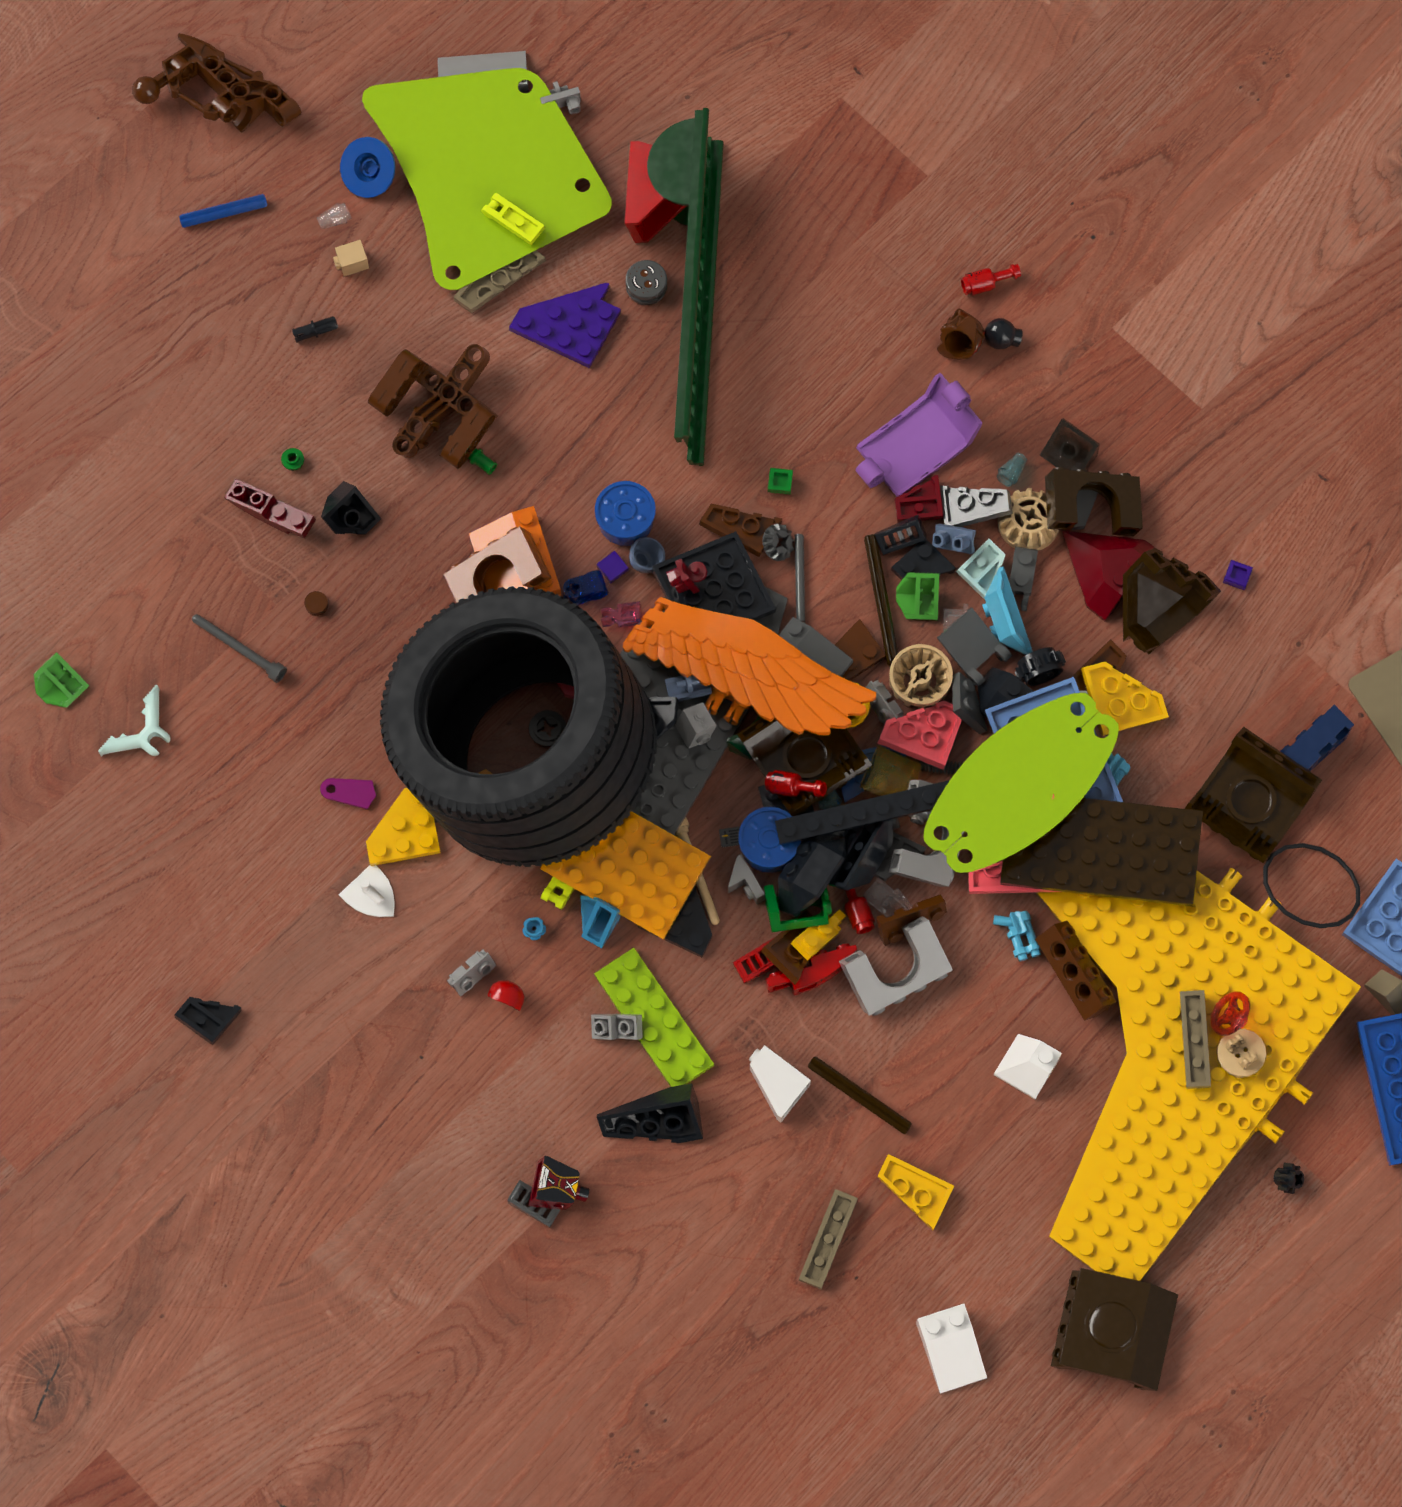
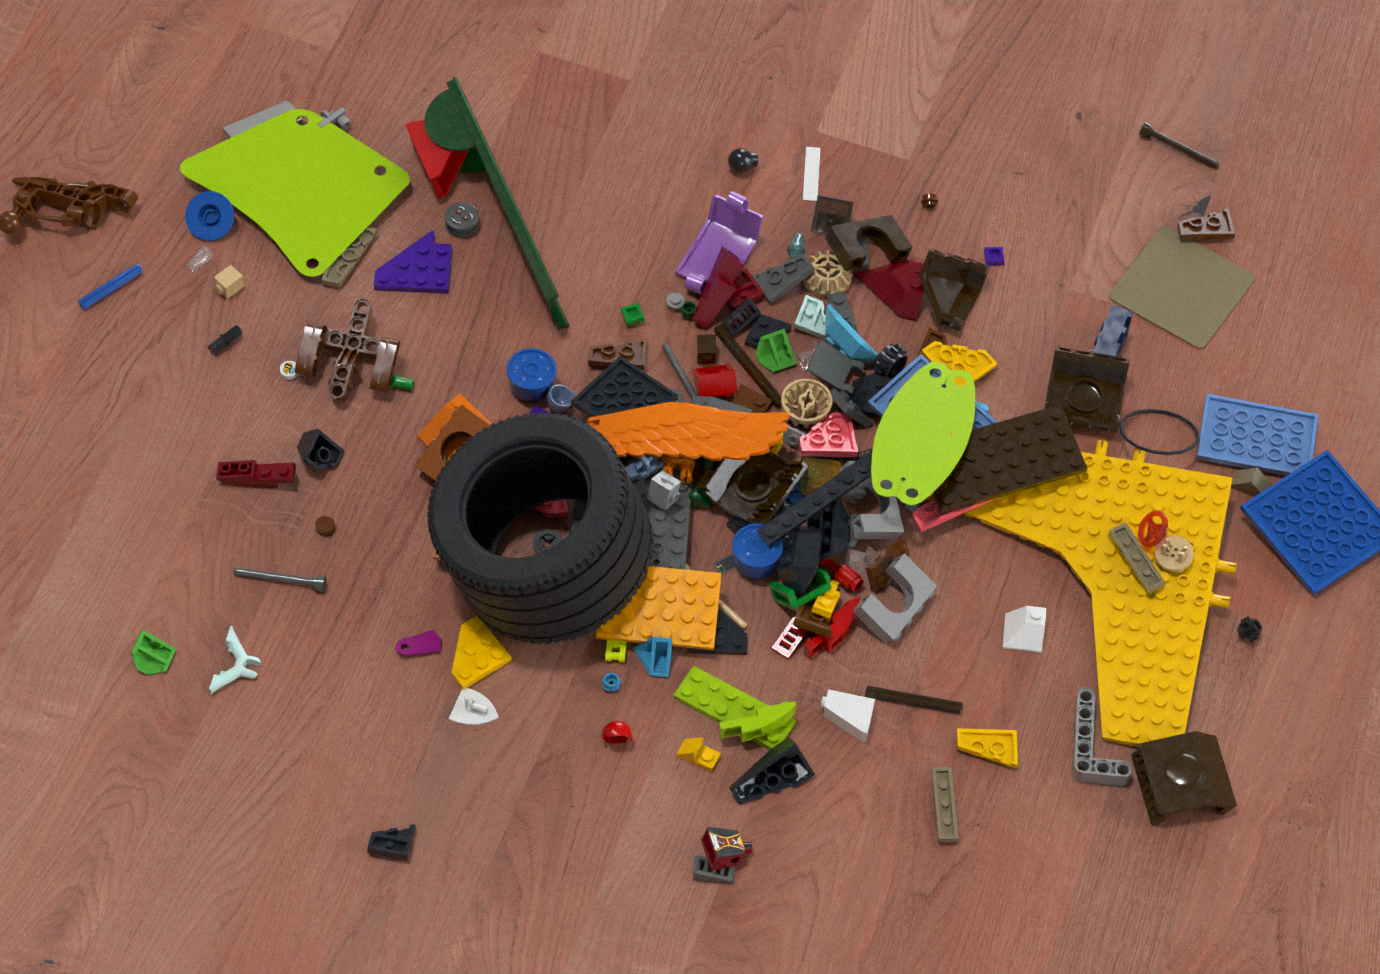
camera: 30 degrees left, 15 degrees down
(292, 465) = (254, 439): green plate -> none
(364, 392) = (287, 370): none -> white tile
(480, 966) = (583, 724): light grey hinge -> none
(513, 219) = (341, 209): neon yellow plate -> none
(587, 1057) = (695, 752): none -> yellow slope
(616, 1026) = (708, 723): light grey slope -> none
(677, 1053) = (766, 721): none -> lime slope
(684, 576) = (603, 393): dark red hips -> none
(742, 876) = (751, 585): light grey slope -> none
(770, 542) = (648, 350): dark grey gear -> none
(791, 784) = (754, 503): red piece -> none
(831, 604) = (715, 380): none -> red slope
(837, 483) = (675, 301): none -> light grey plate
(841, 560) = (706, 349): none -> dark brown brick
(850, 496) = (688, 306): none -> dark green plate
(892, 487) = (718, 287): none -> dark red slope
(951, 1348) = (1073, 839): white slope -> none
(954, 538) = (781, 303): sand blue hips -> none
(960, 335) = (713, 170): reddish brown piece -> none
(985, 279) = (710, 129): red piece -> none
(1019, 925) = (967, 541): medium azure piece -> none
(1026, 1236) = (1085, 743): none -> light grey beam
(1065, 964) = (997, 541): reddish brown brick -> none
(1078, 381) = (811, 173): none -> white sticker
(1197, 473) = (929, 200): none -> reddish brown plate

